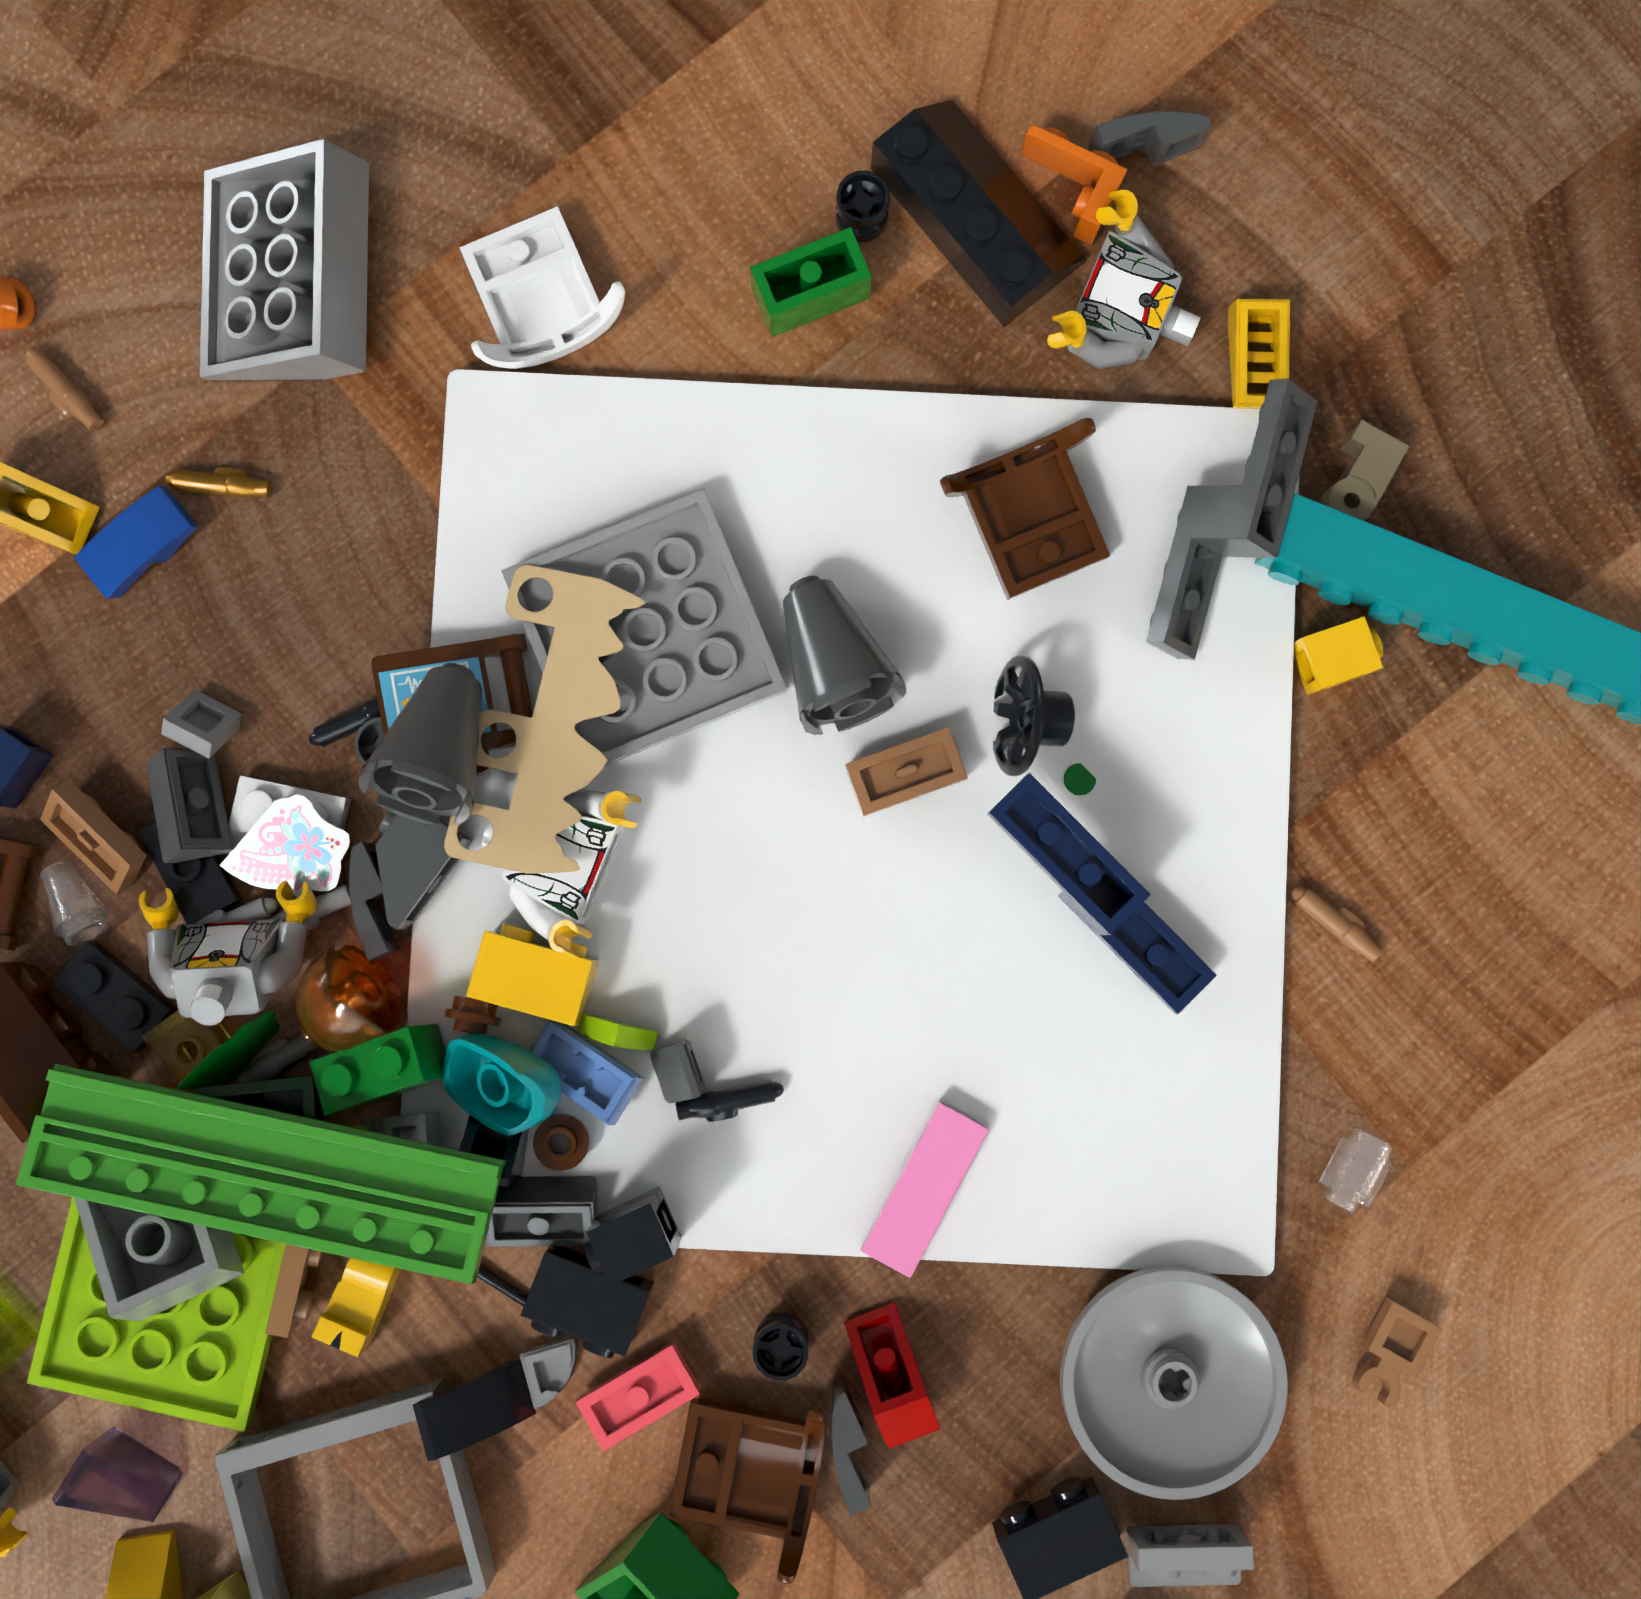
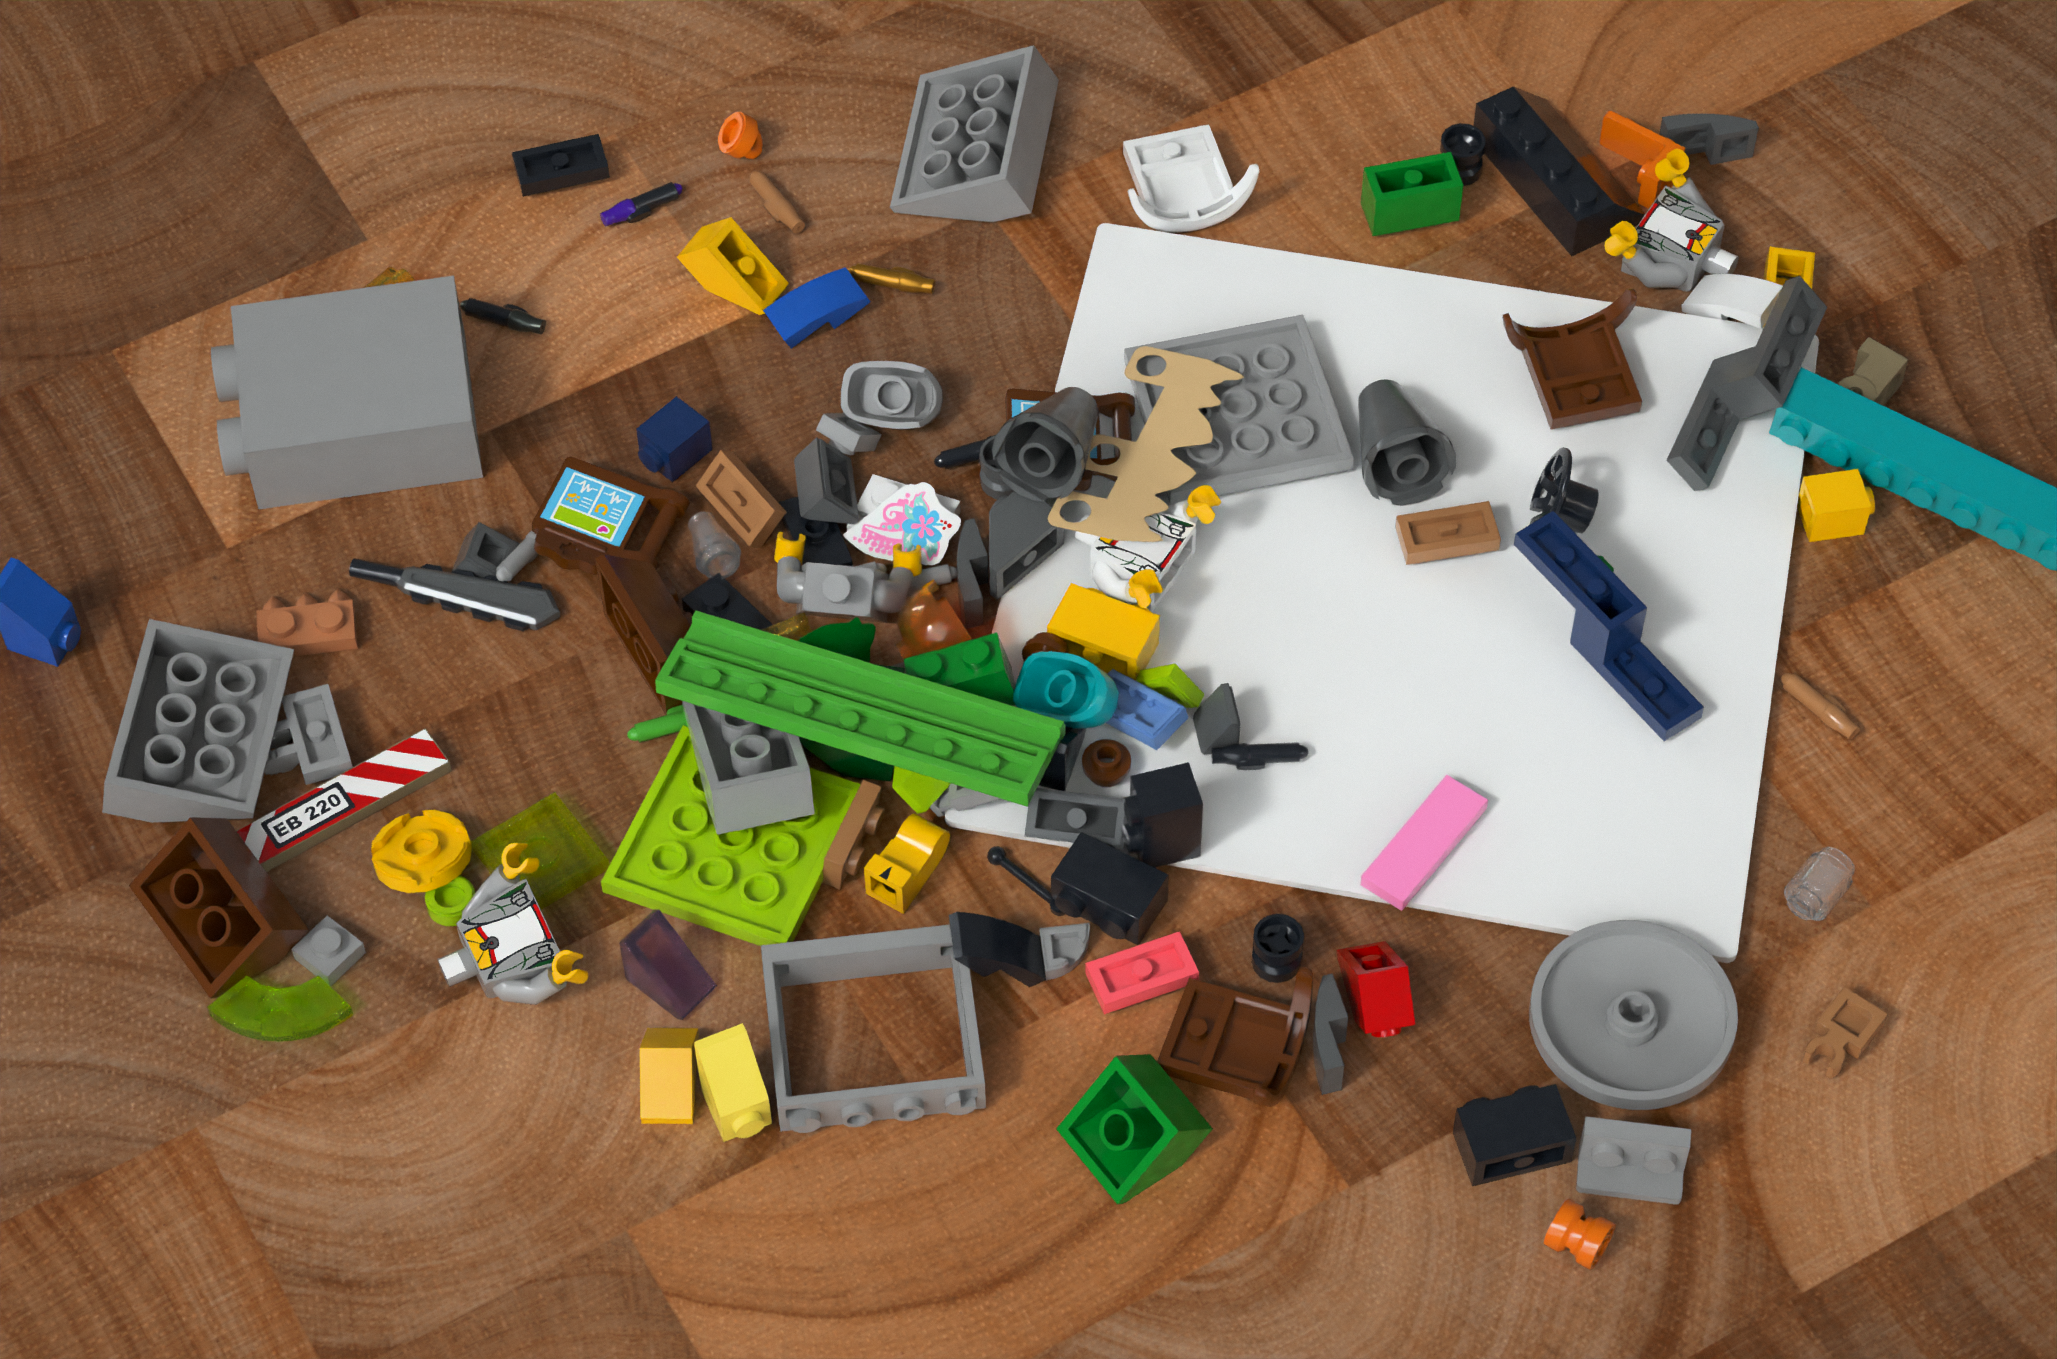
camera: 15 degrees right, 30 degrees down
(240, 671) = (891, 394): none -> light grey piece
(1200, 377) = (1733, 297): none -> white slope

